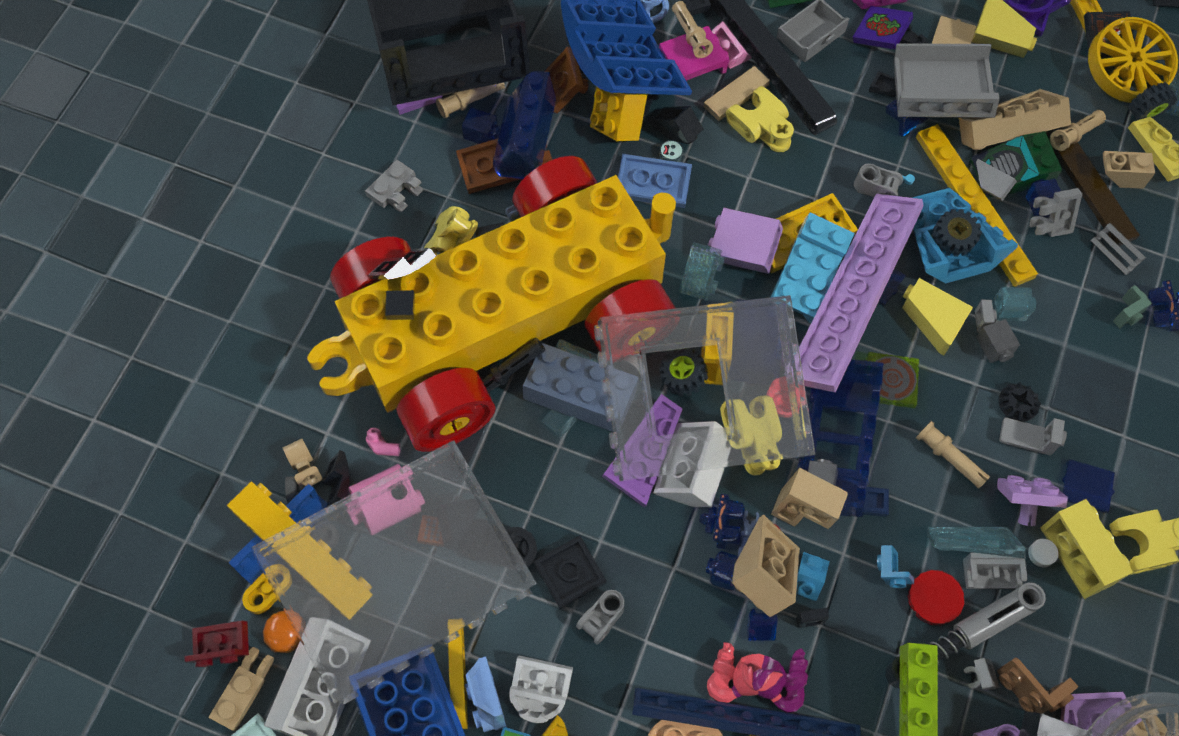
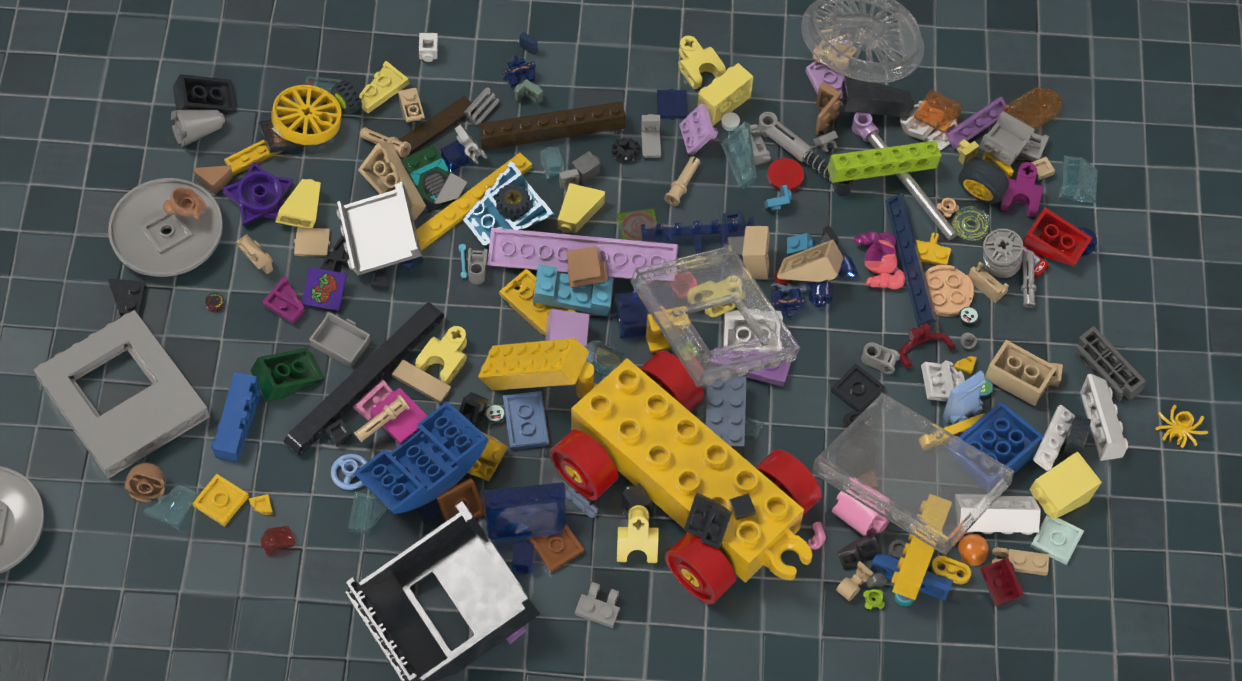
camera: 110 degrees left, 5 degrees down
(271, 473) = (878, 595): none -> lime plate
(619, 686) = (919, 336): none -> dark red piece
(700, 172) = (533, 364): none -> yellow brick
(833, 275) = (586, 267): none -> medium nougat plate
(1072, 322) = (551, 125): none -> dark brown brick

